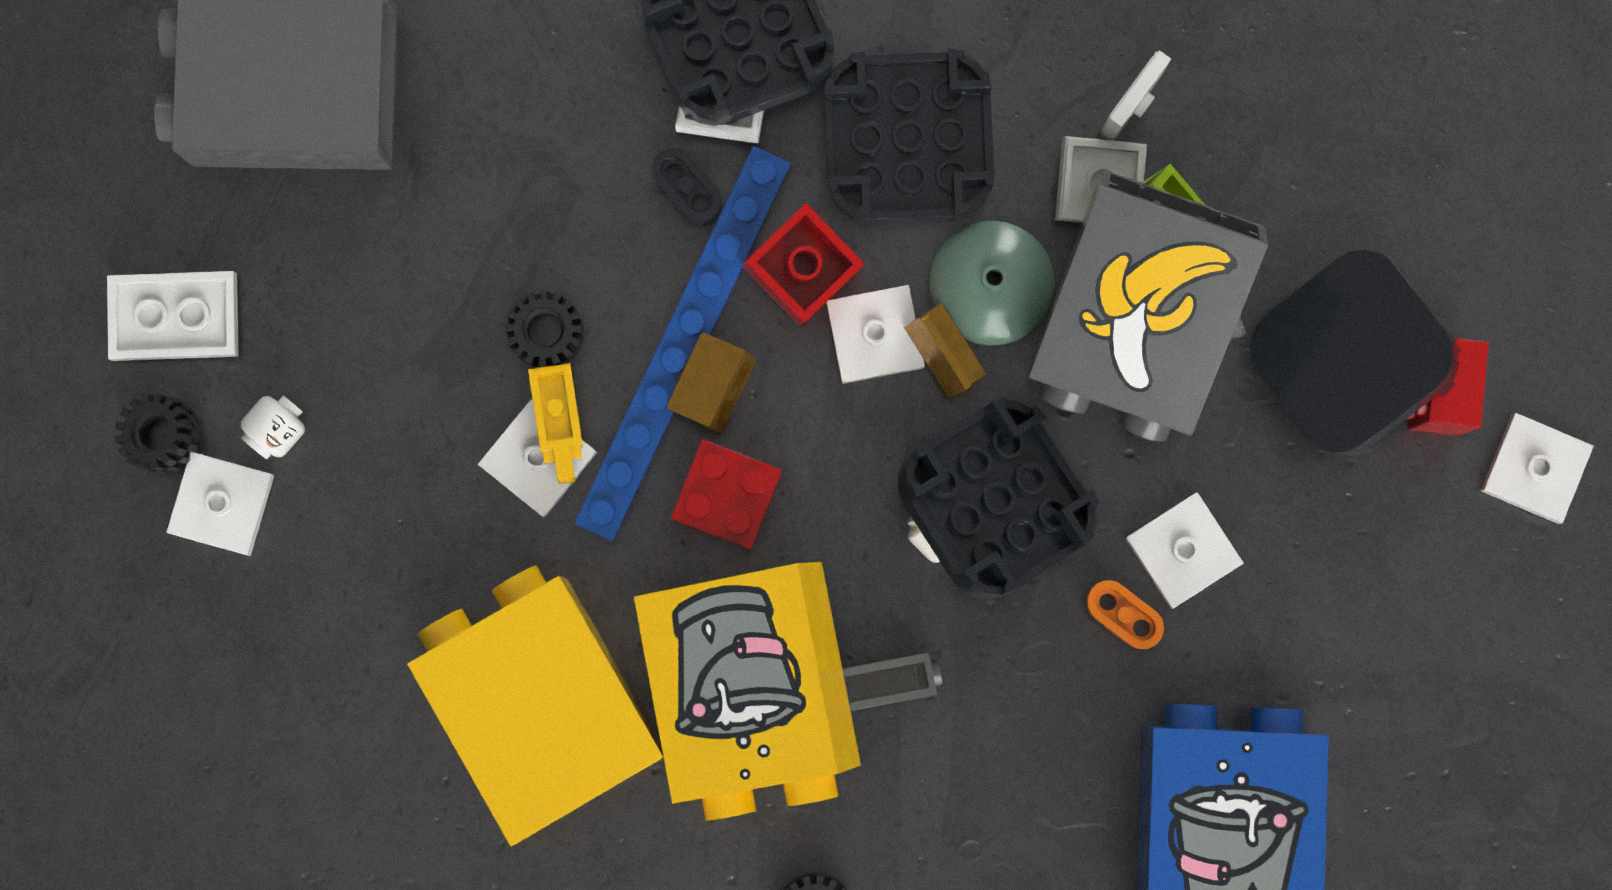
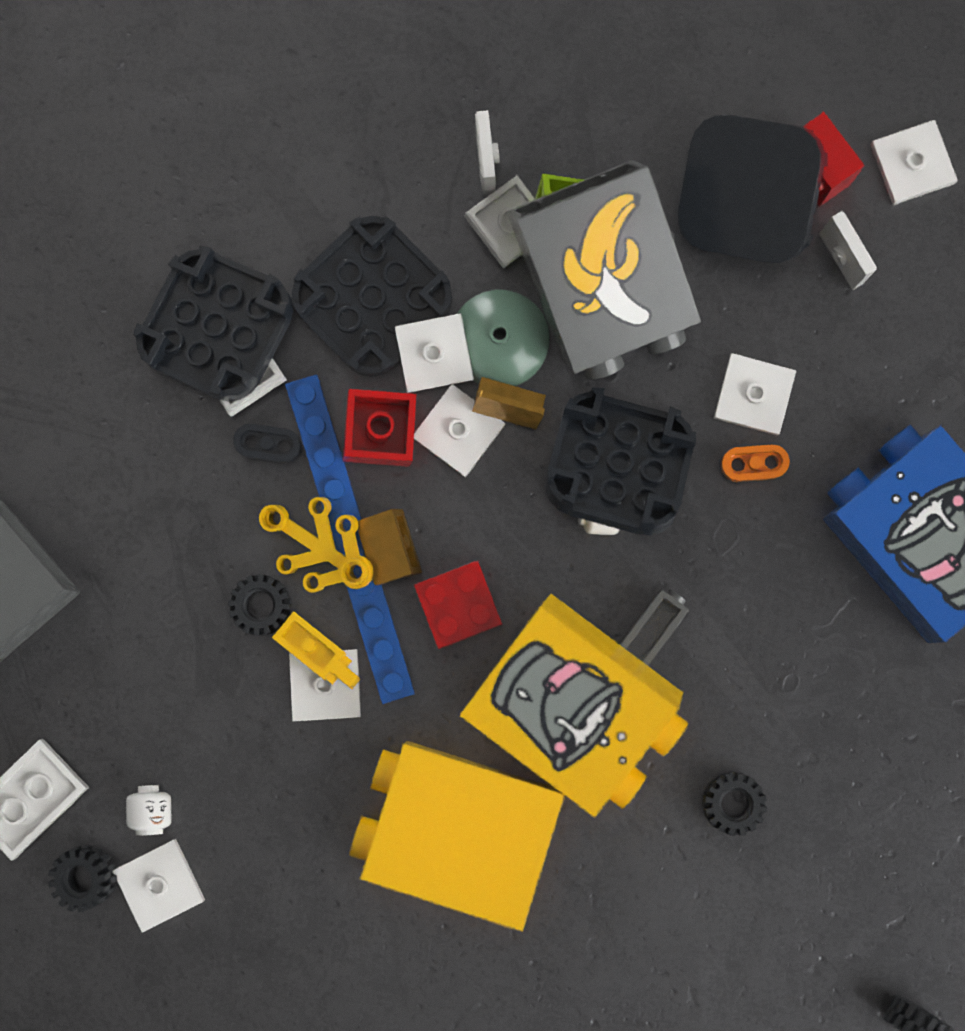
camera: 35 degrees left, 0 degrees up
(649, 327) = (321, 547): none -> yellow plant
(917, 241) = (434, 353): none -> white plate
(1394, 494) = (847, 250): none -> white plate

